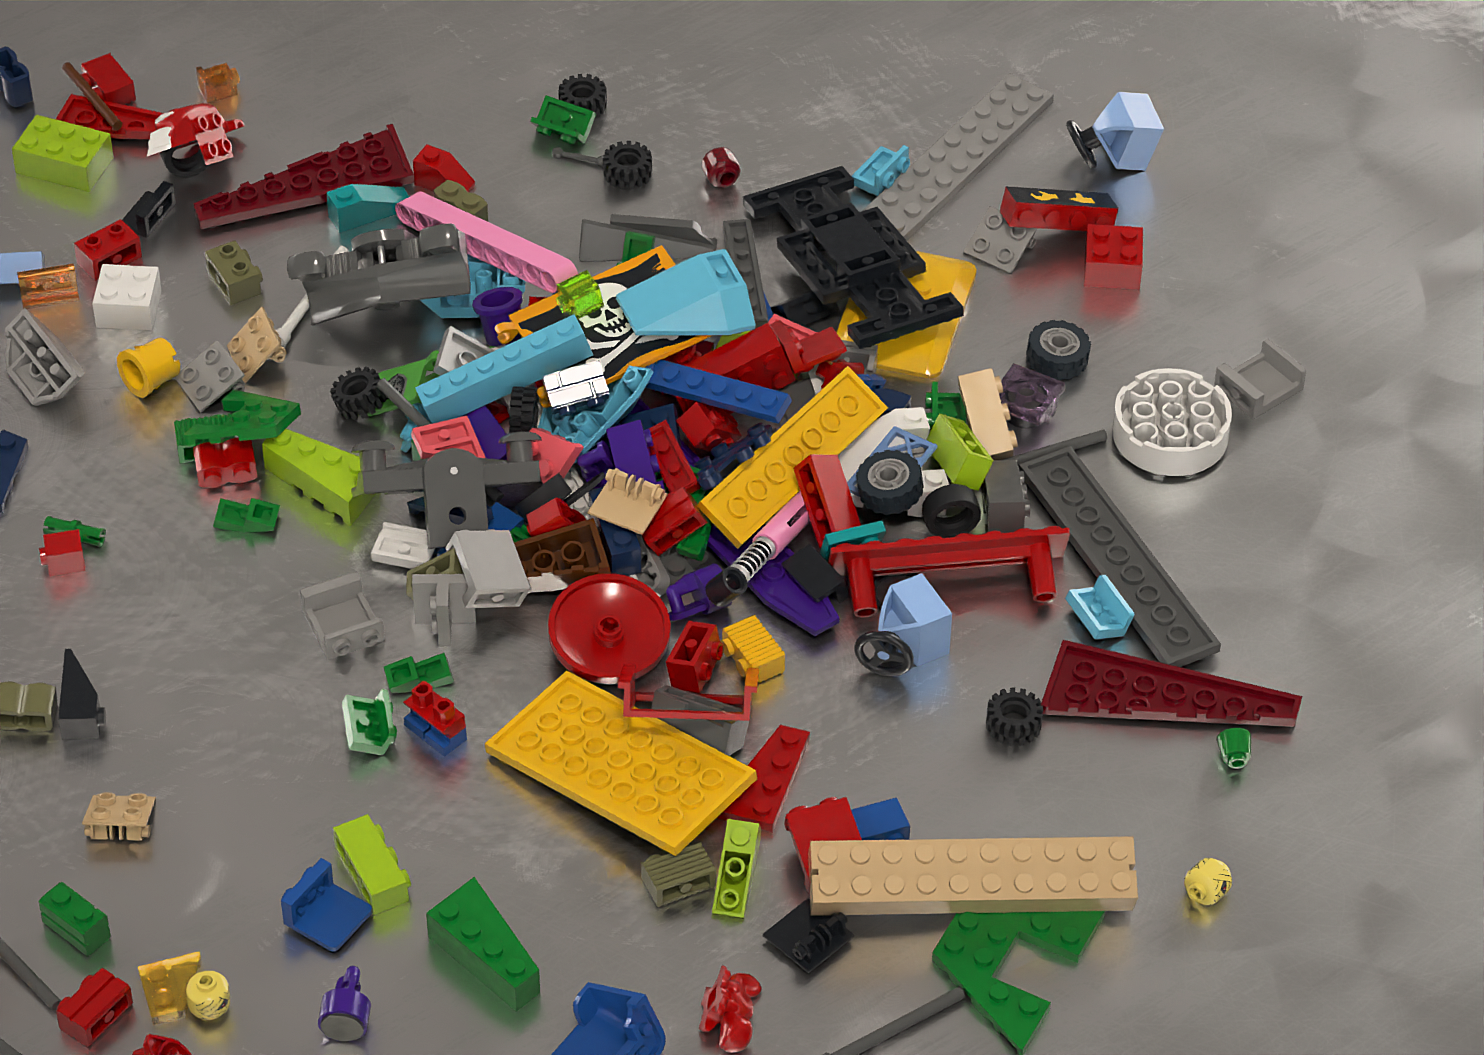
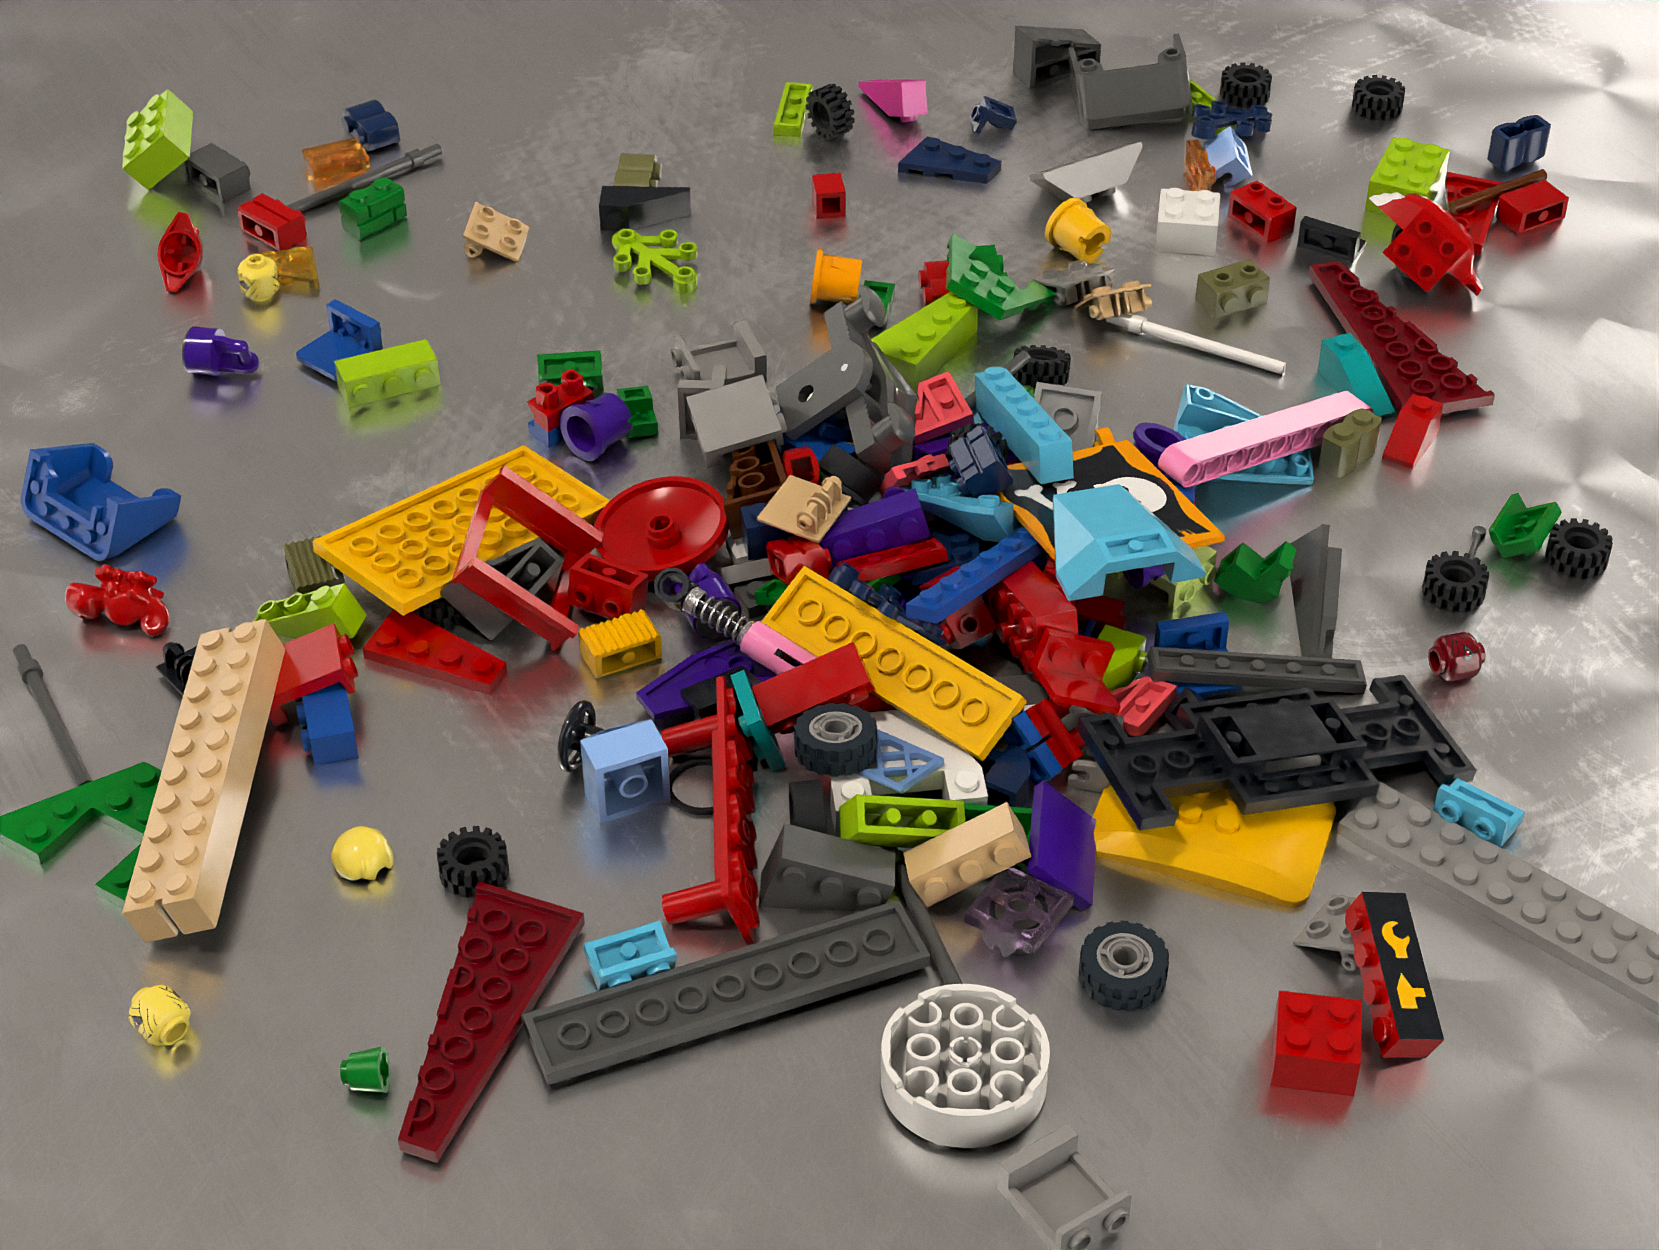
camera: 95 degrees right, 5 degrees down
(88, 534) = (856, 212): green pin -> none
(136, 705) = (630, 242): none -> lime plant
(217, 82) = (1547, 276): clear orange brick -> none
(225, 535) = (835, 278): none -> light orange piece
(404, 271) = (1204, 358): dark grey piece -> none
(465, 686) = (595, 425): none -> dark purple piece
(484, 944) = (259, 439): green wedge -> none
(579, 295) = (1132, 467): clear neon green brick -> none
(944, 374) = (1062, 845): none -> dark purple tile
(1015, 789) = (361, 853): none -> light yellow hair
(1125, 129) = (1583, 1063): light blue piece -> none

